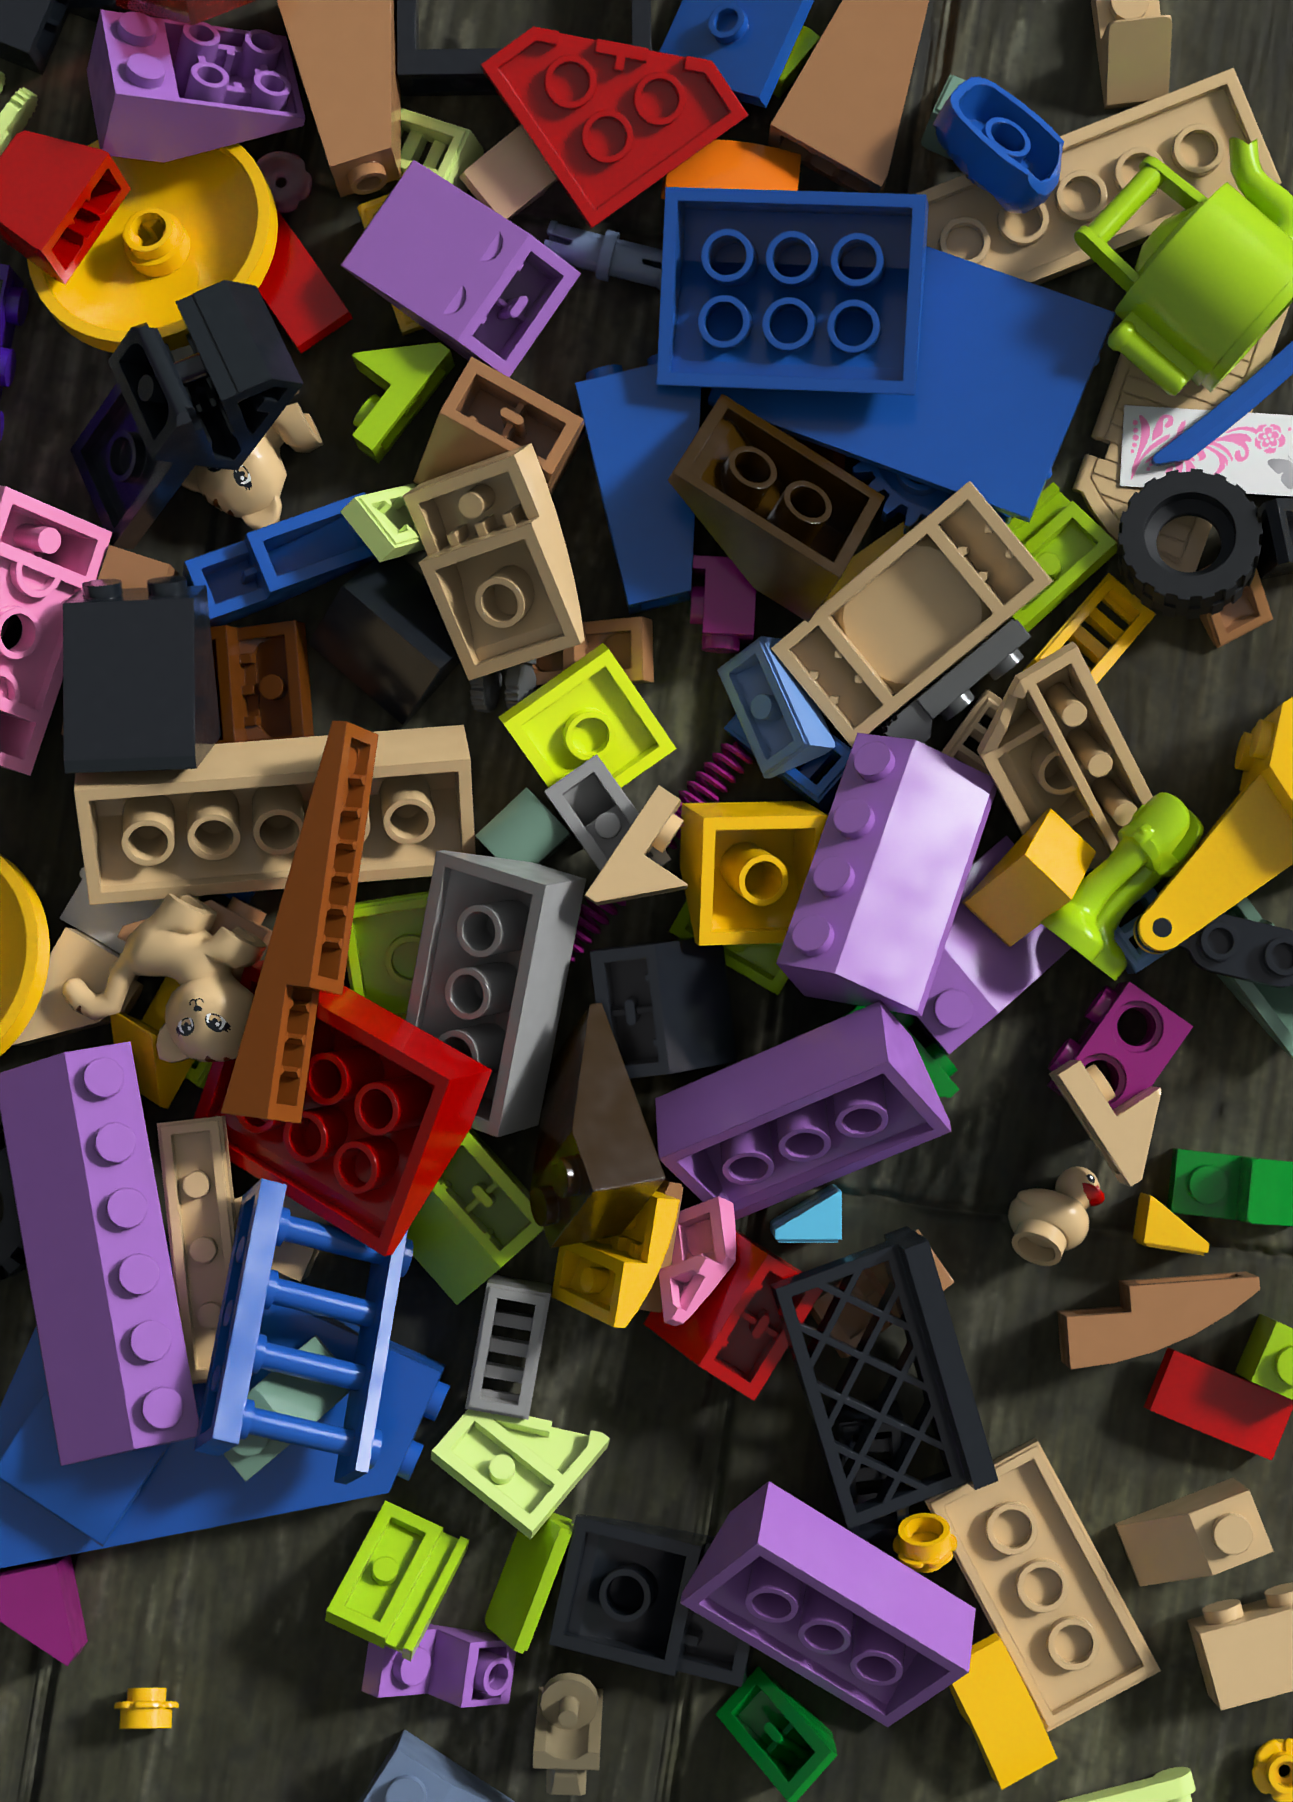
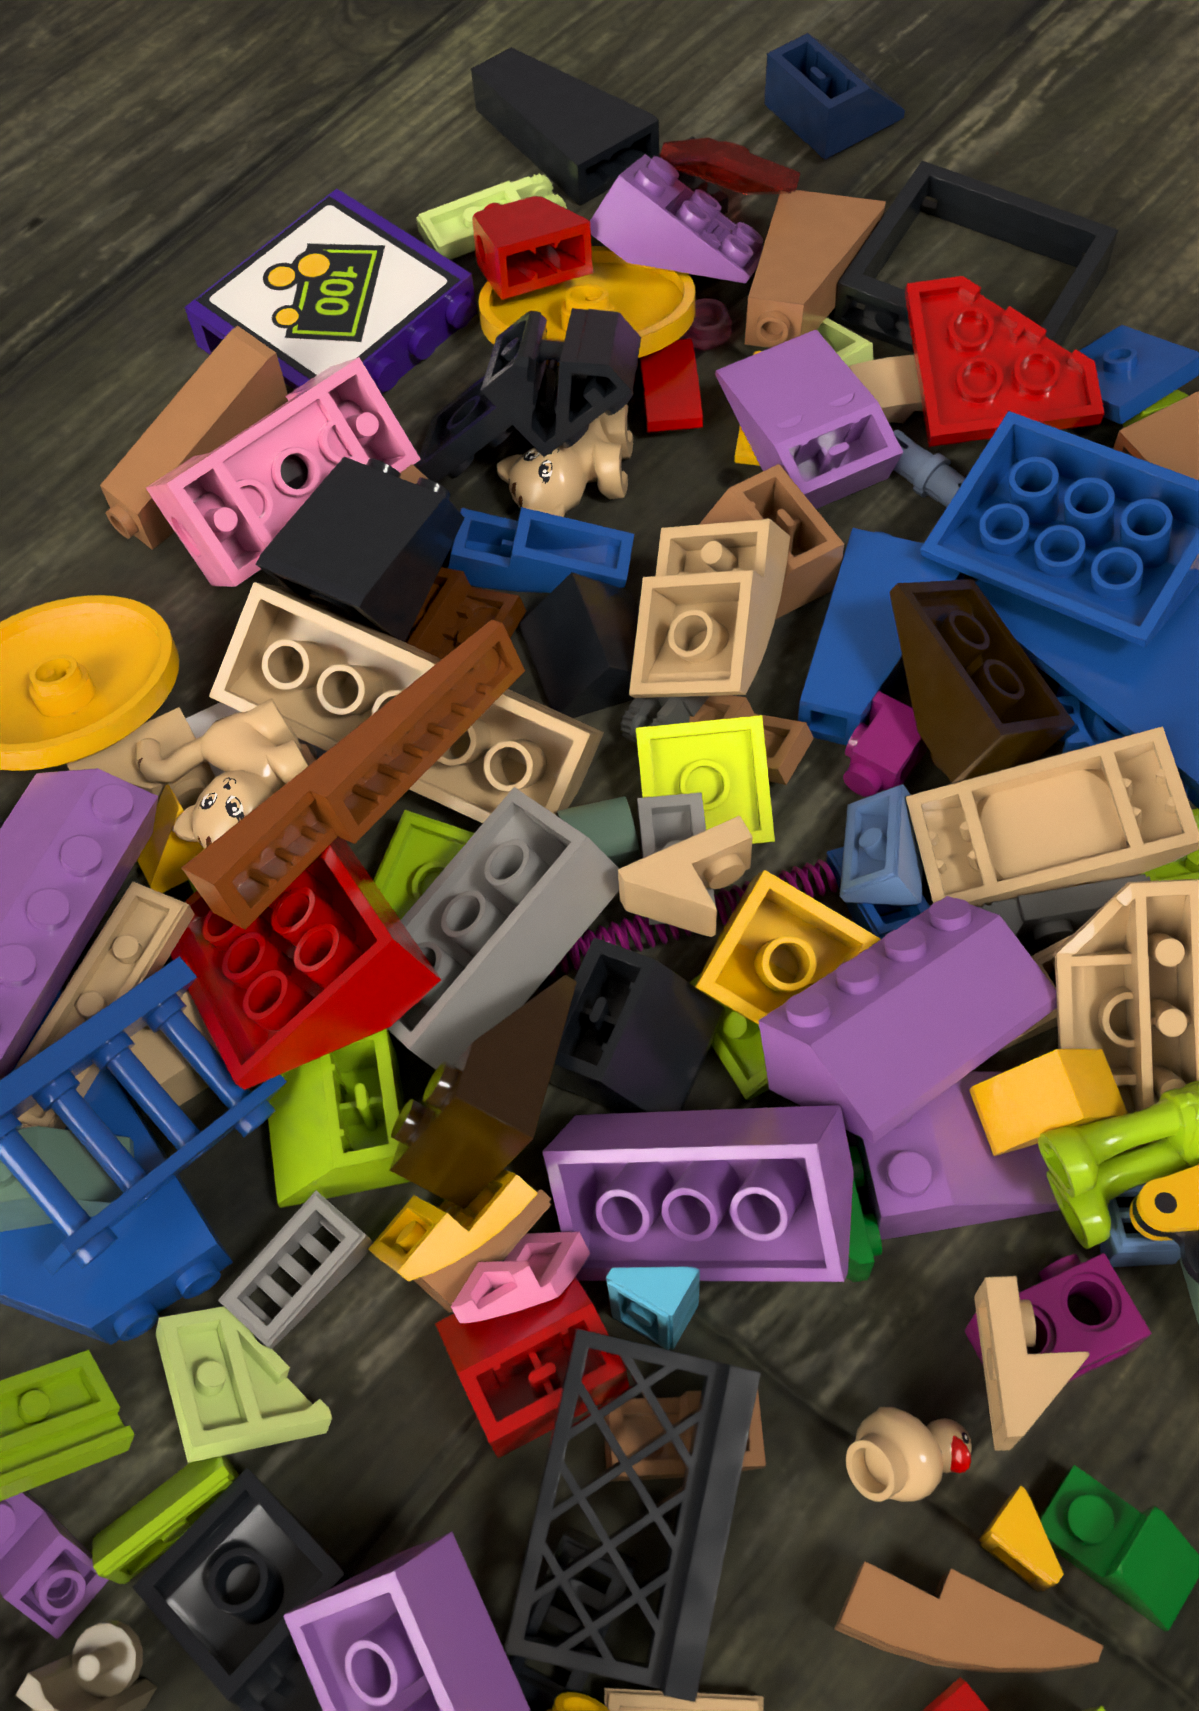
camera: 30 degrees right, 25 degrees down
(384, 523) = (631, 541): yellowish green plate -> none
(409, 380) = (709, 473): lime slope -> none

